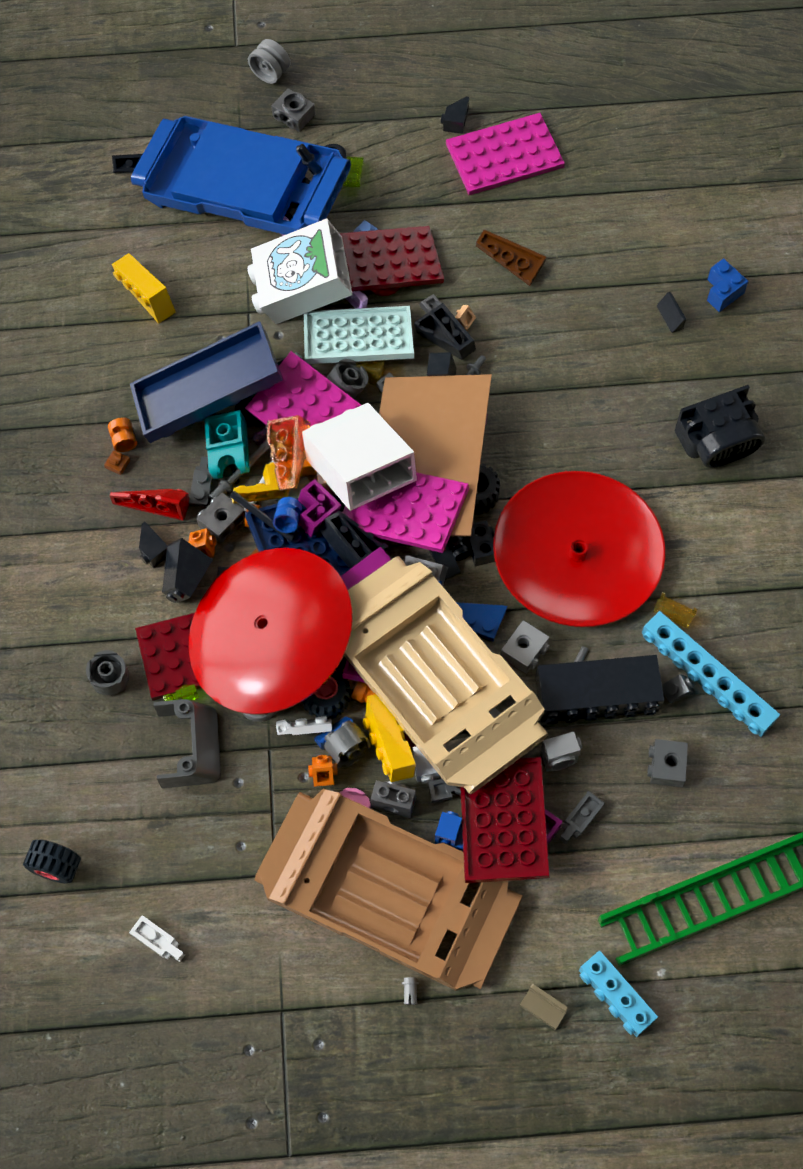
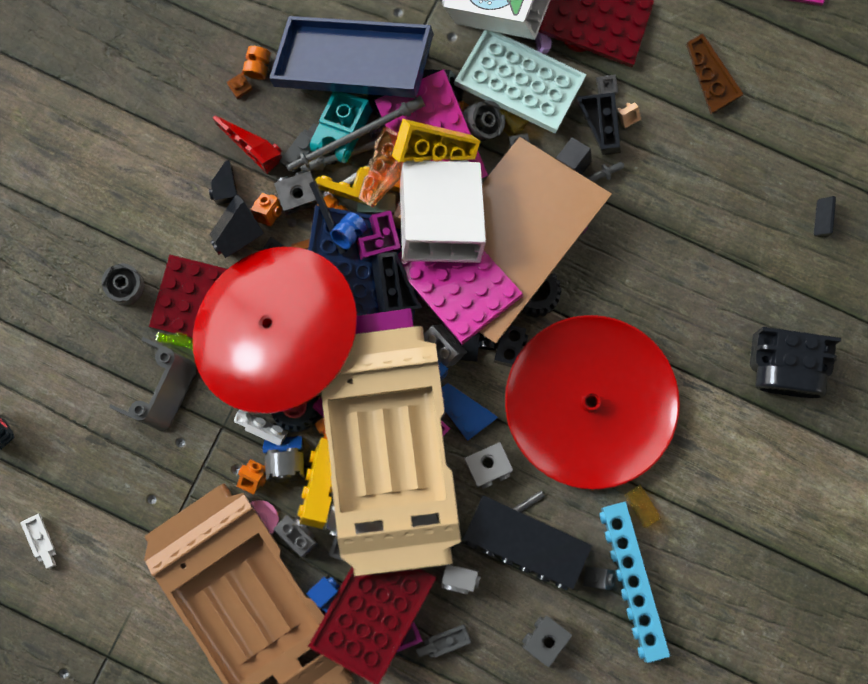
camera: 30 degrees right, 15 degrees up
(277, 398) = (405, 110): none -> dark grey bar
(313, 407) = (428, 142): none -> yellow wedge

